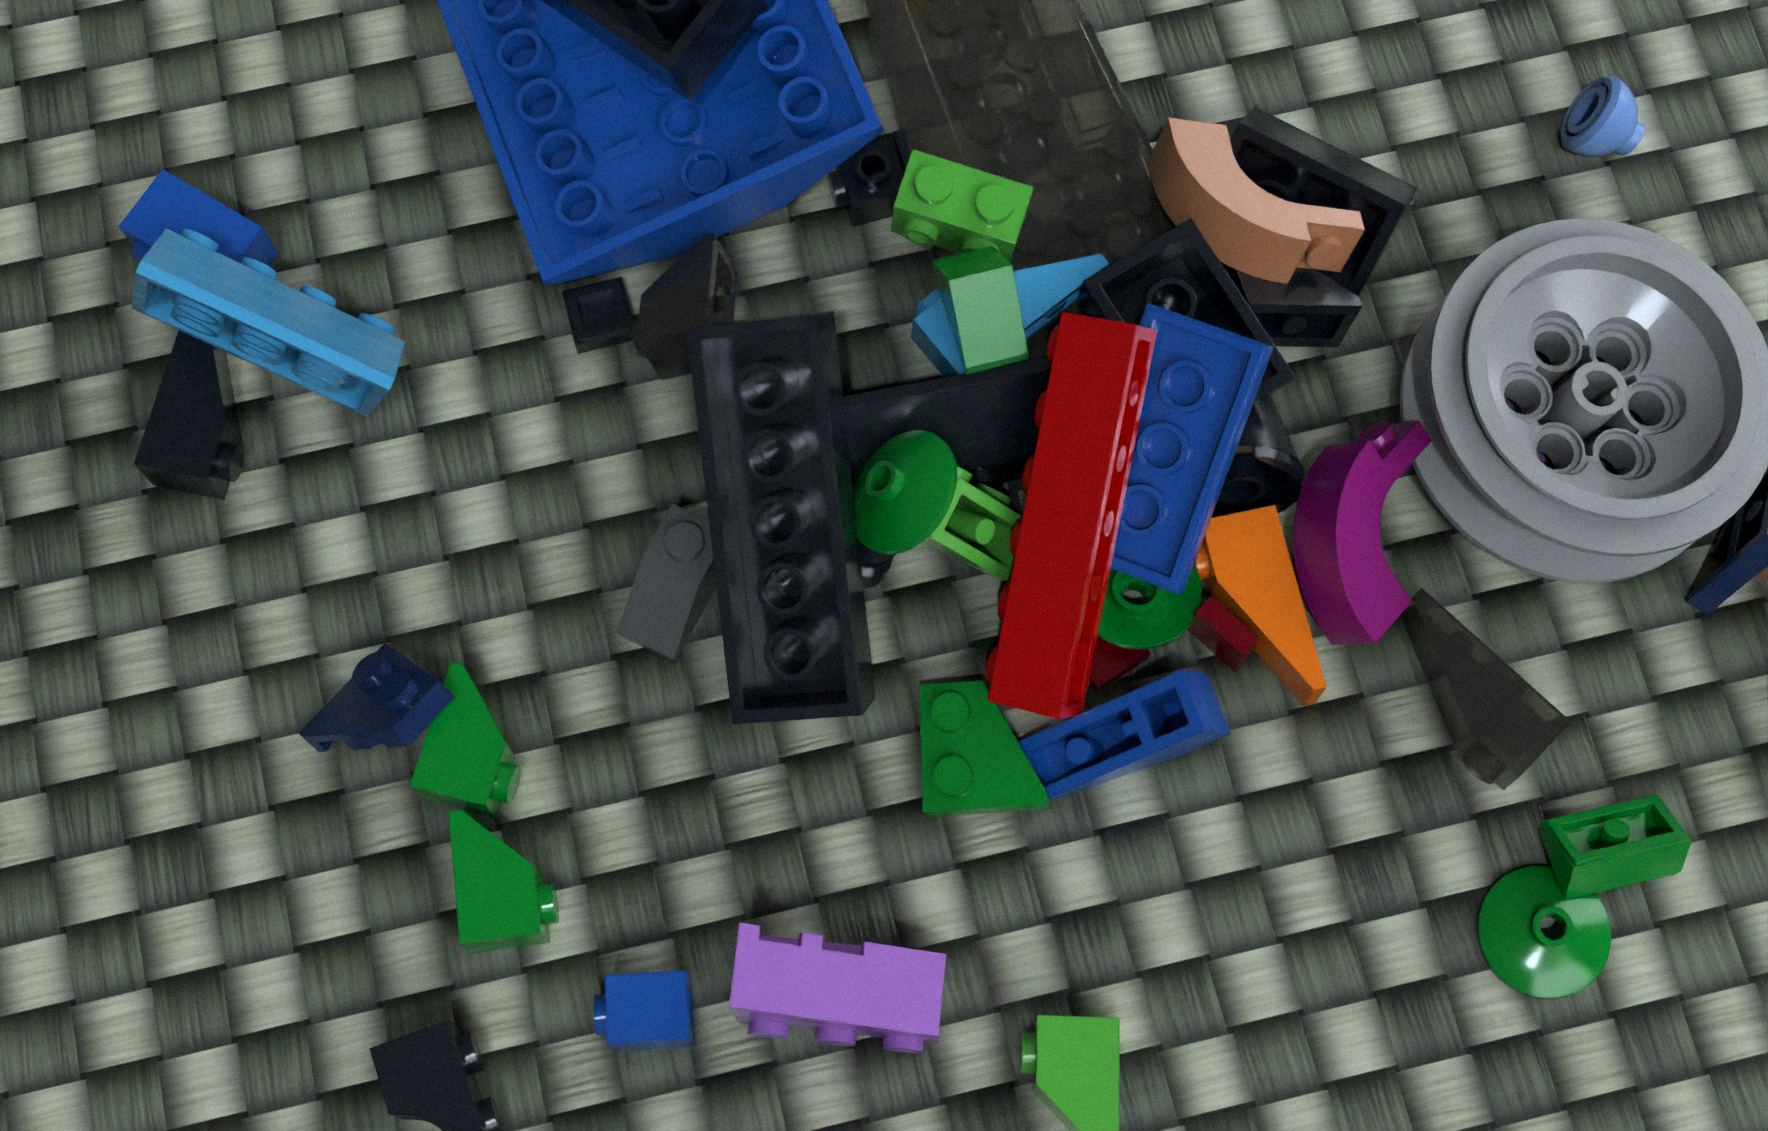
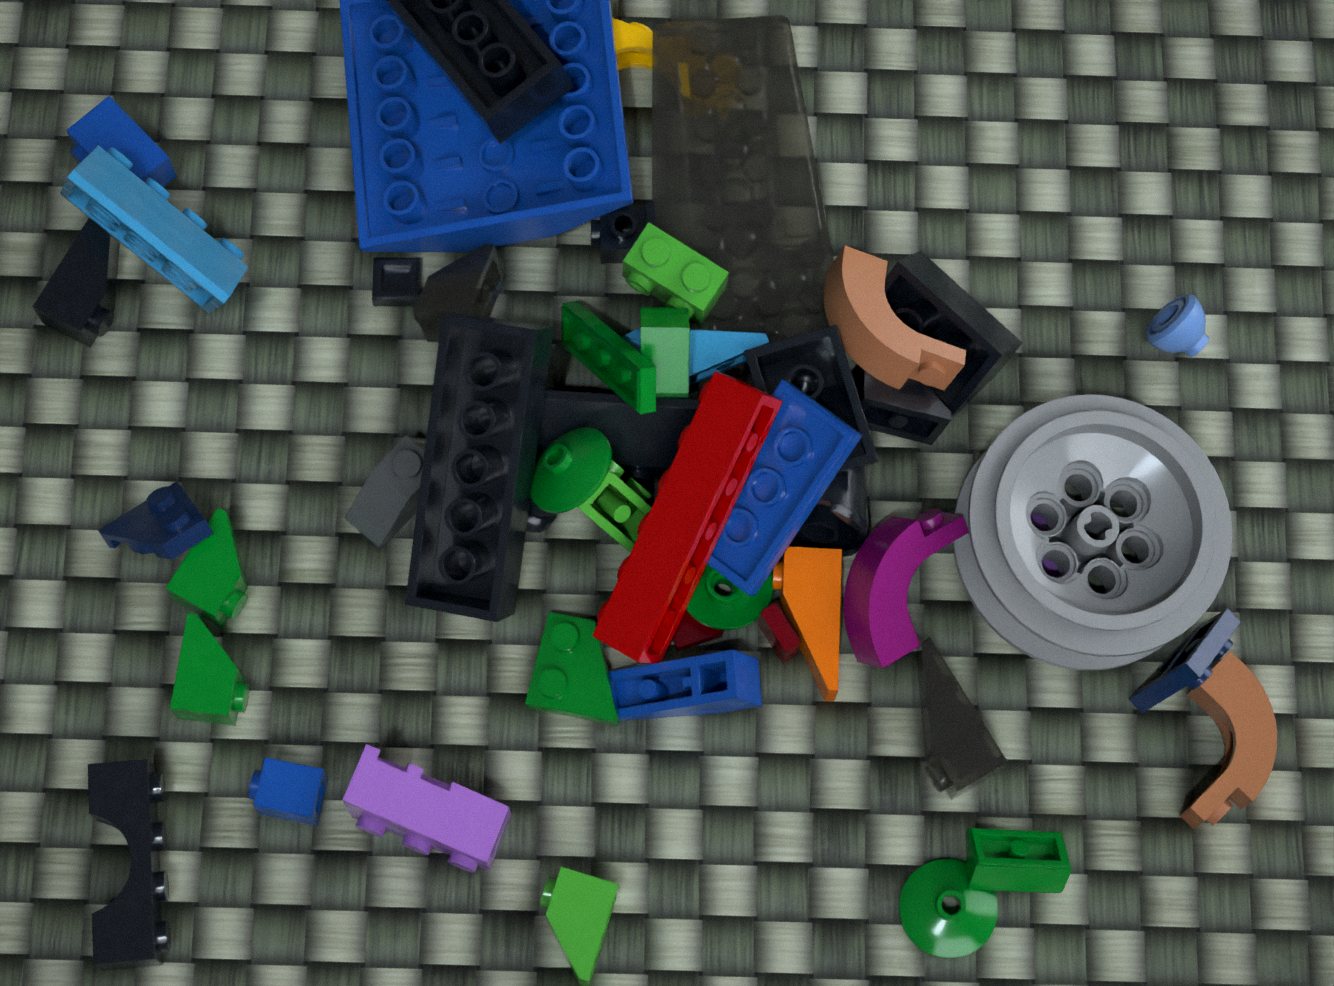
camera: 10 degrees right, 0 degrees up
(912, 335) = (609, 357): none -> green tile

